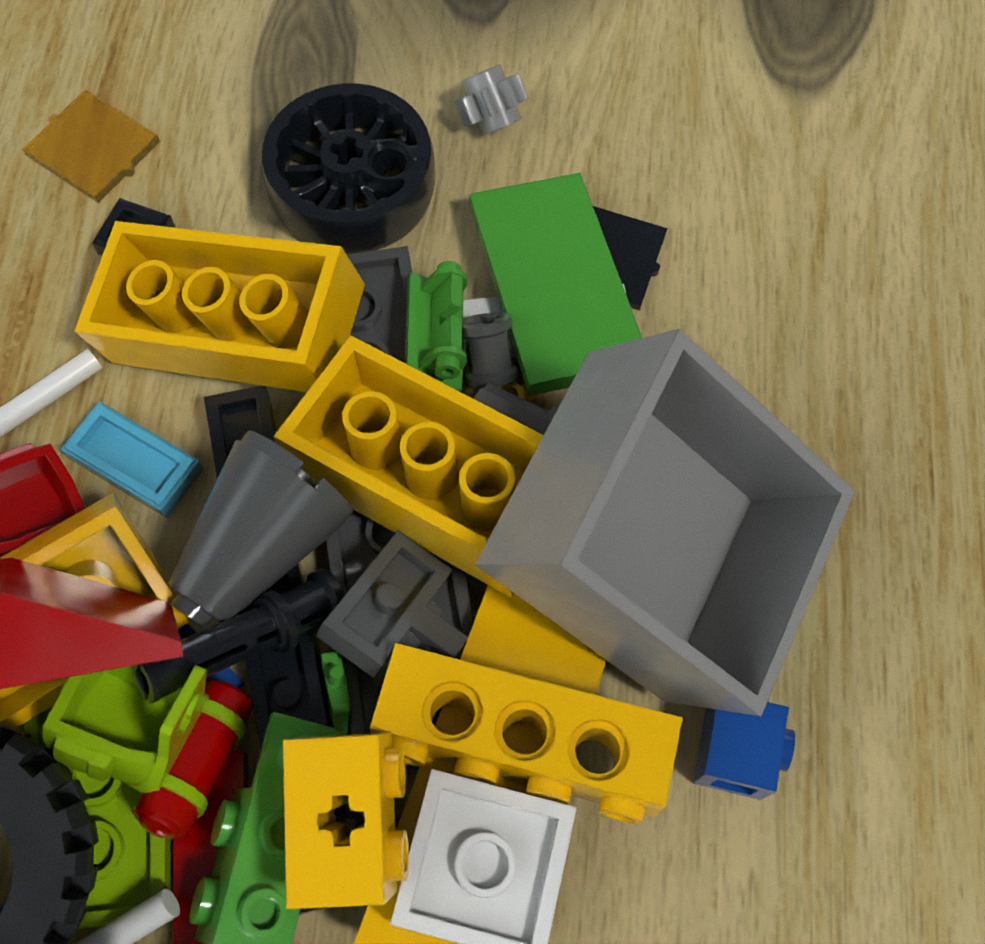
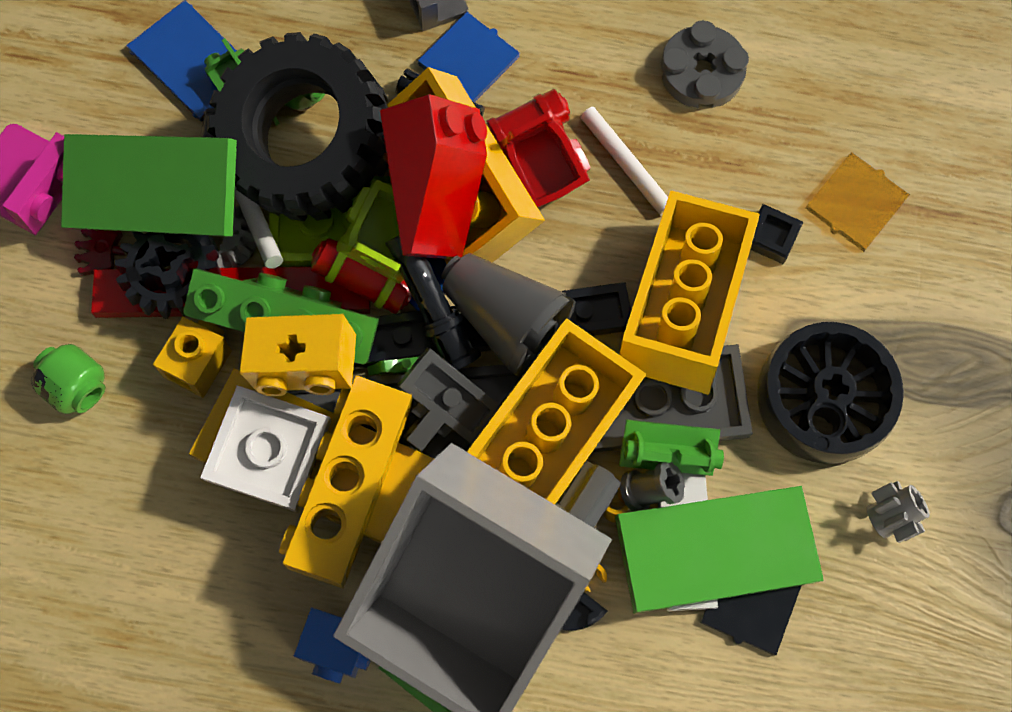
camera: 90 degrees right, 5 degrees up
(132, 459) = (585, 237): medium azure tile -> none

